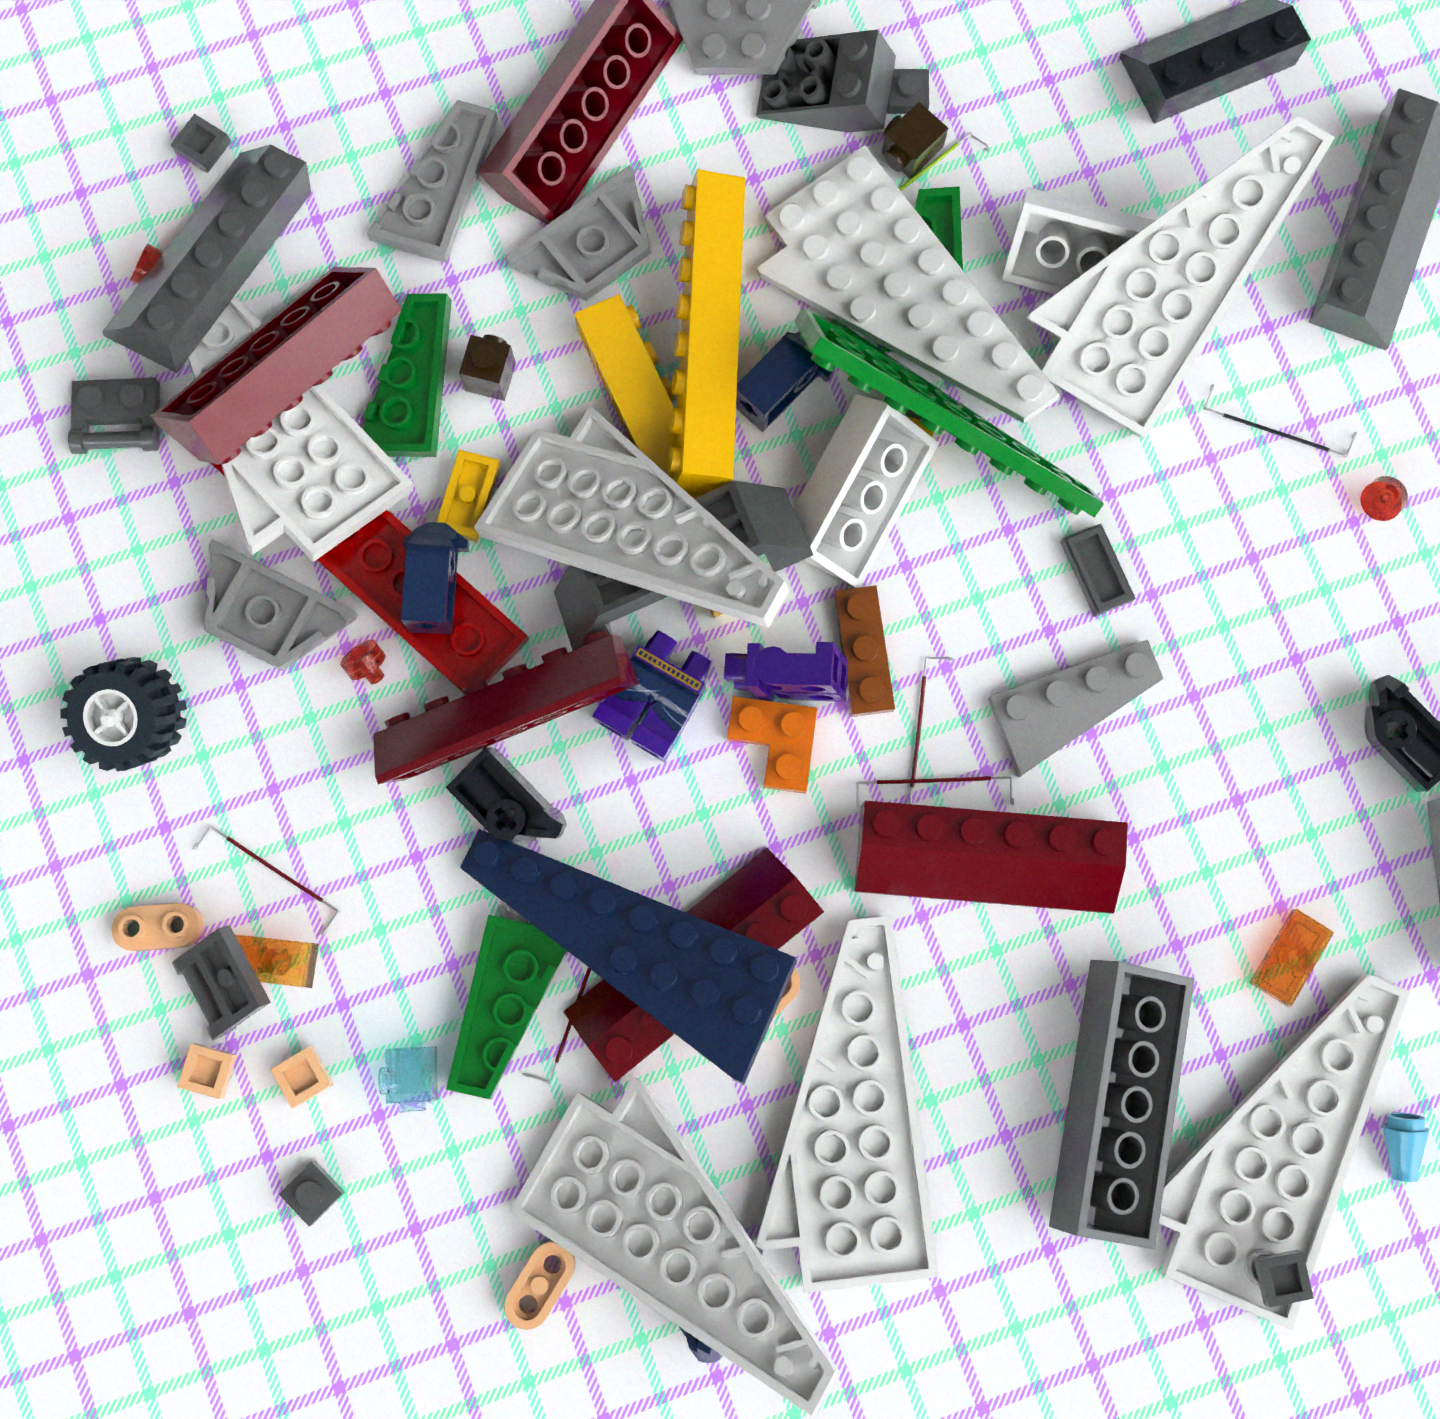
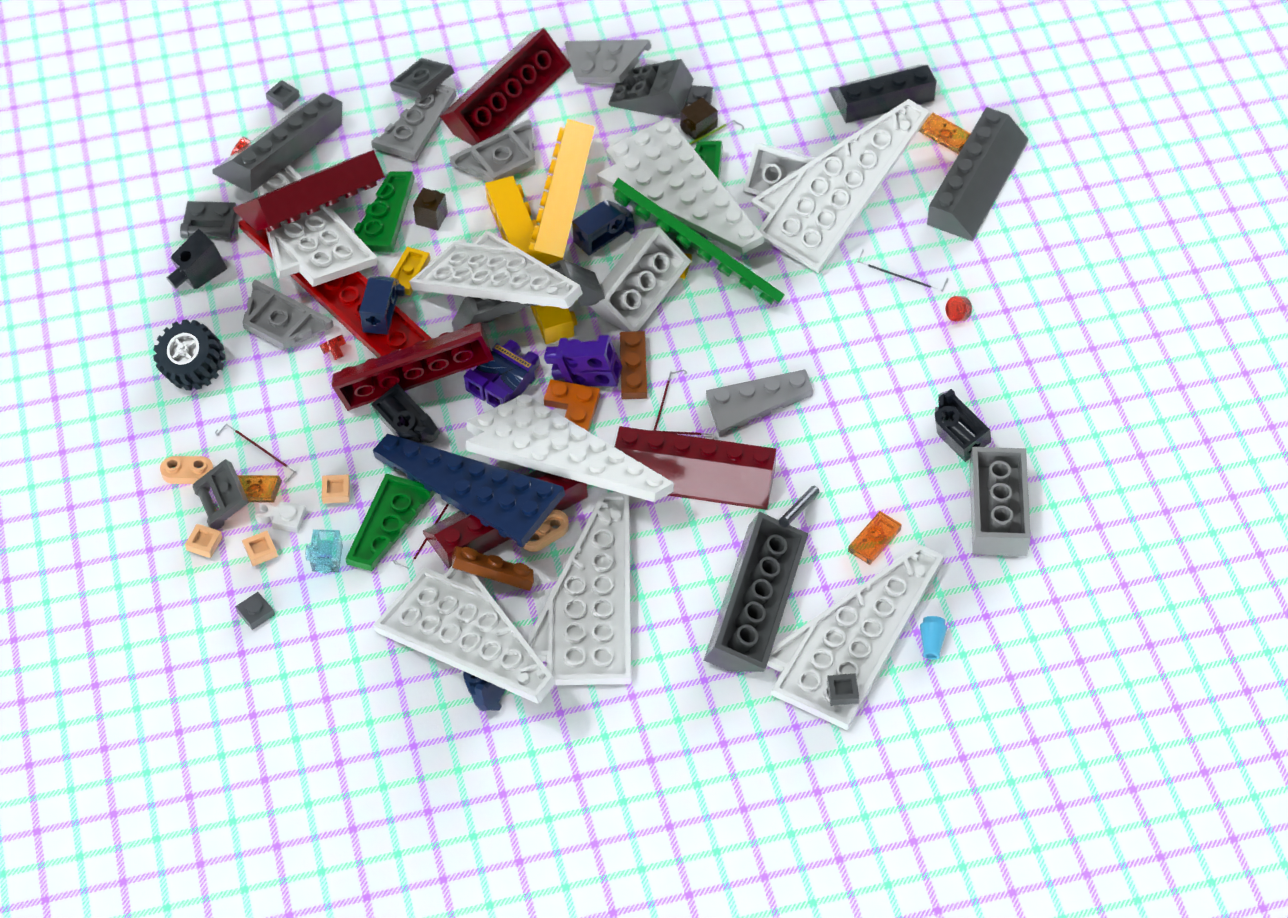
camera: 10 degrees right, 25 degrees down
(105, 517) = (196, 262): none -> black torso
(335, 1004) = (284, 517): none -> white plate
(409, 947) = (335, 489): none -> light nougat plate
(435, 91) = (421, 78): none -> dark grey tile
(541, 1284) = (383, 666): light nougat plate -> none
(689, 1096) = (492, 568): none -> dark orange plate
(747, 846) = (546, 441): none -> white wing
(1097, 570) = (781, 335): dark grey tile -> none
(1172, 926) = (799, 506): none -> bar
(1348, 141) = (944, 132): none -> clear orange plate

